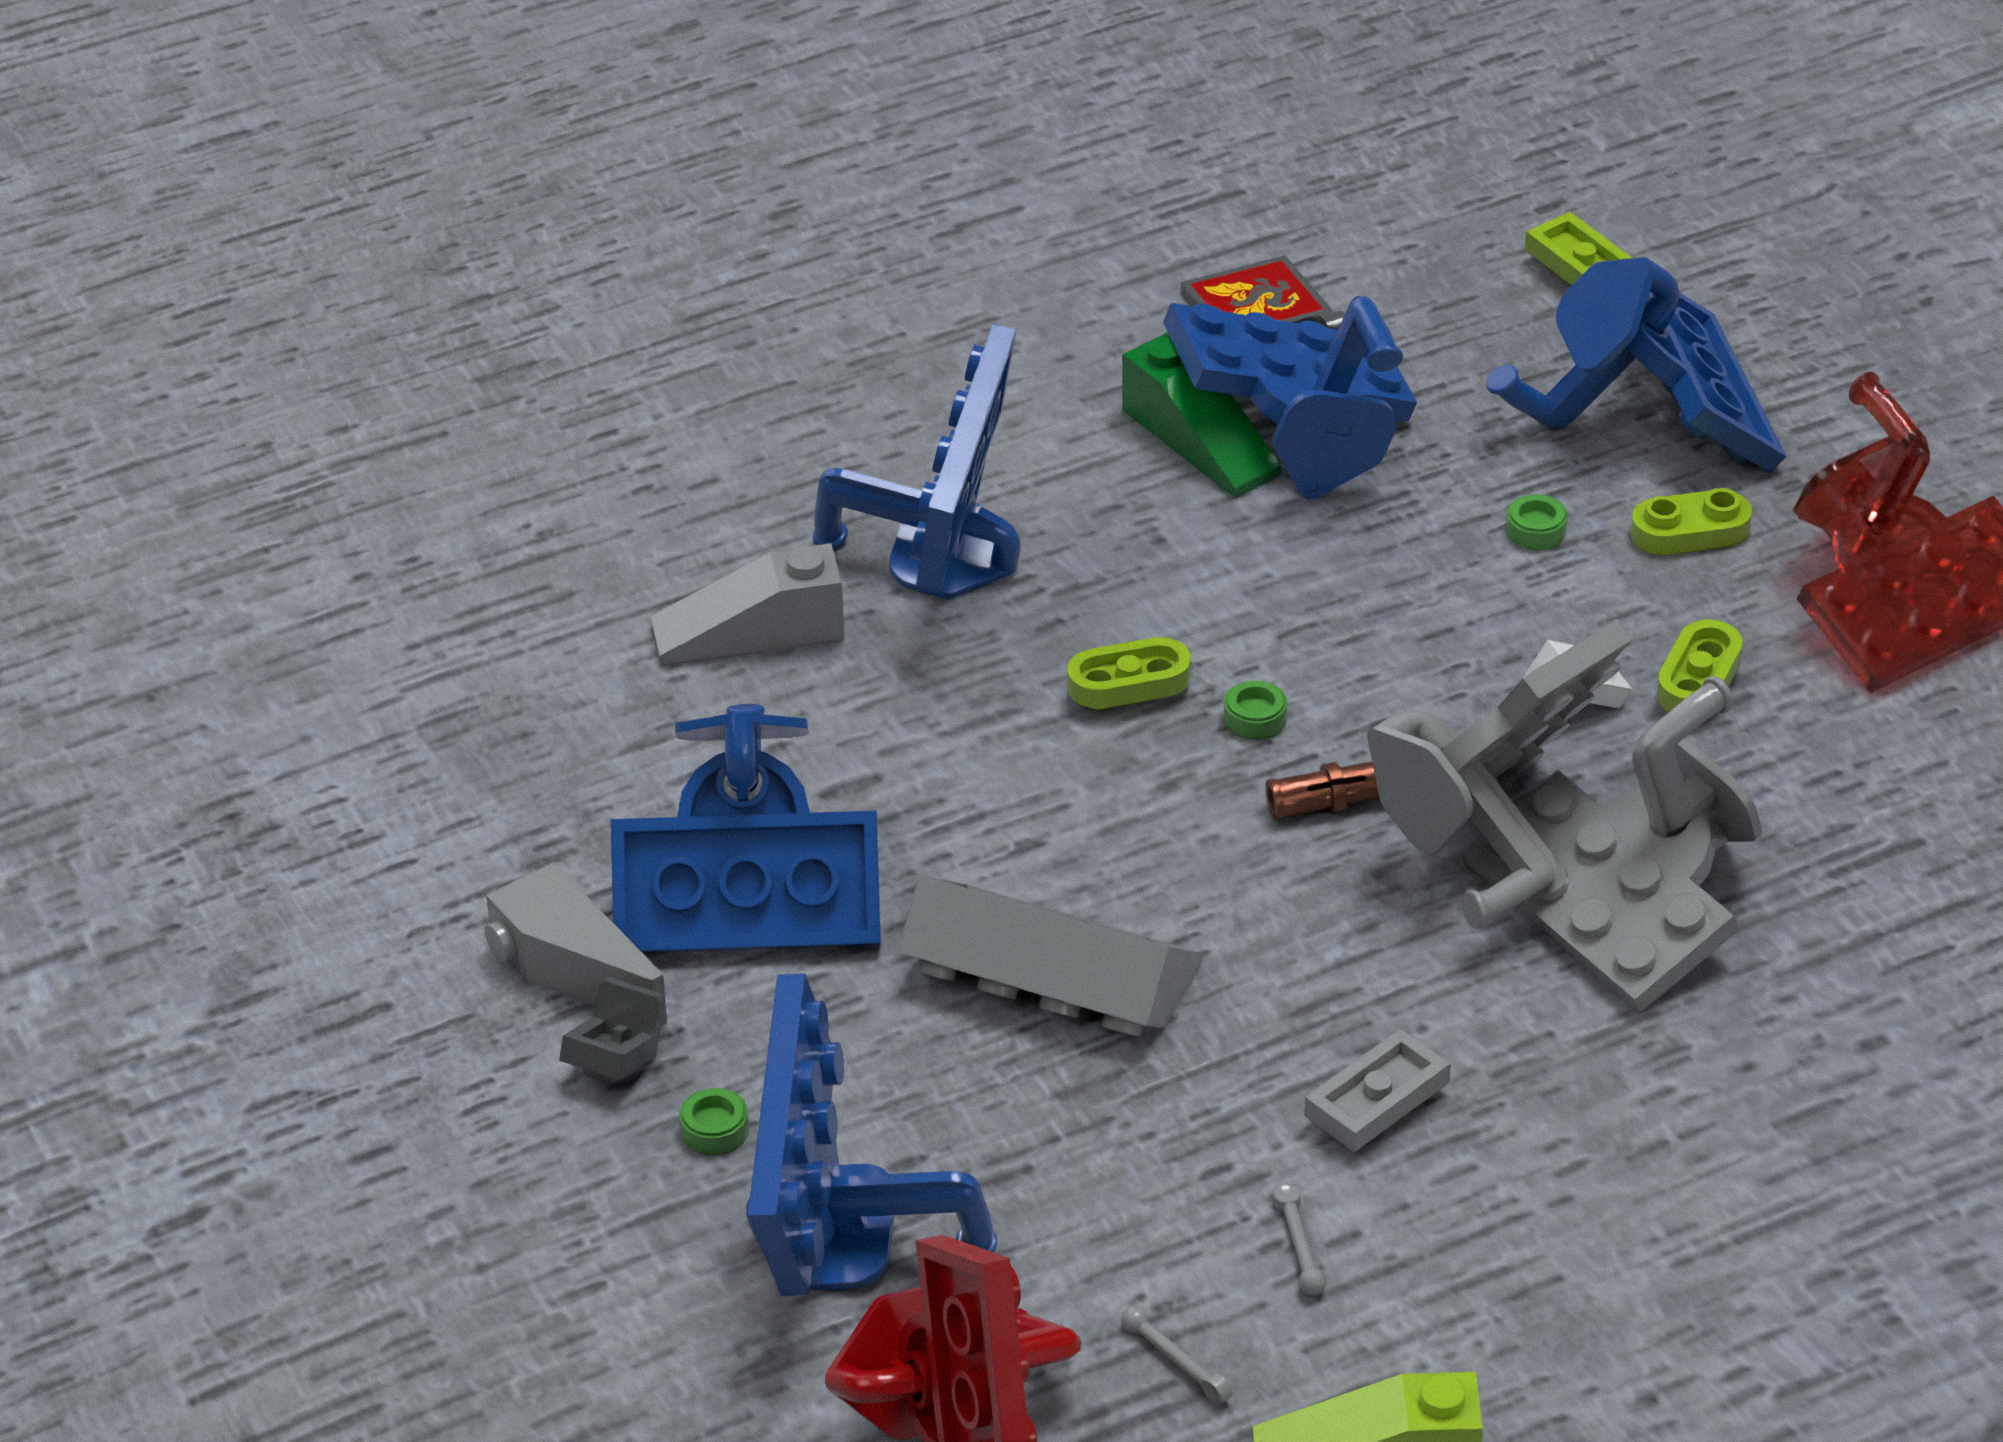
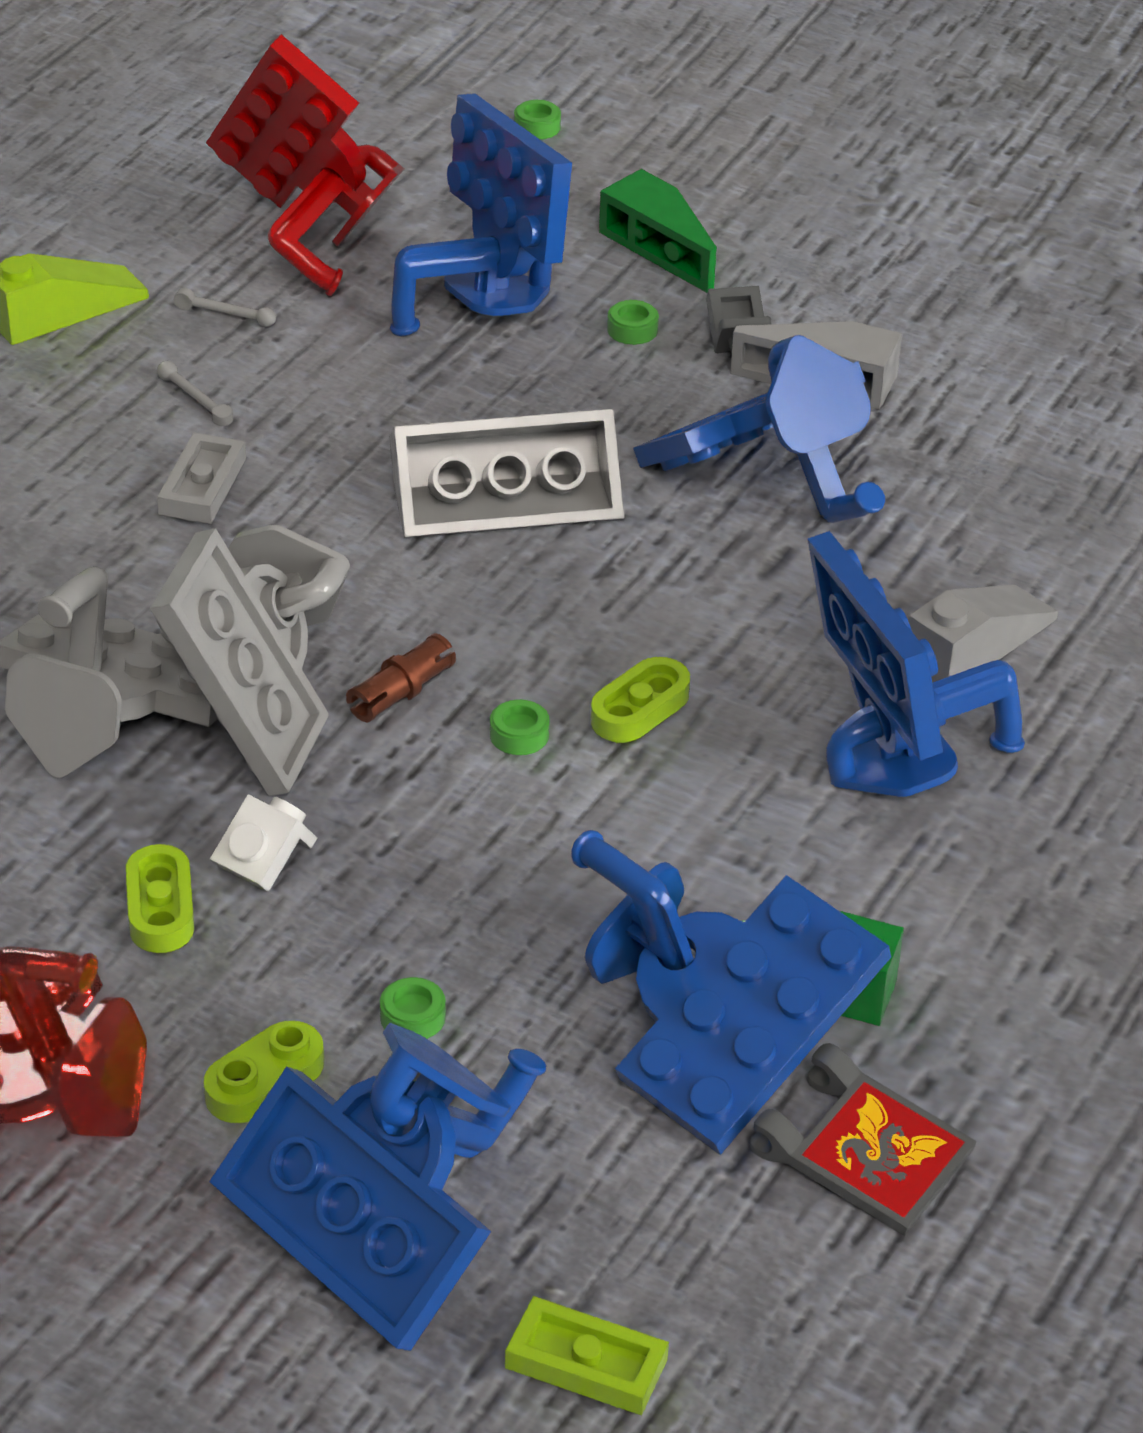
camera: 145 degrees right, 0 degrees up
(556, 1223) = (658, 226): none -> green slope

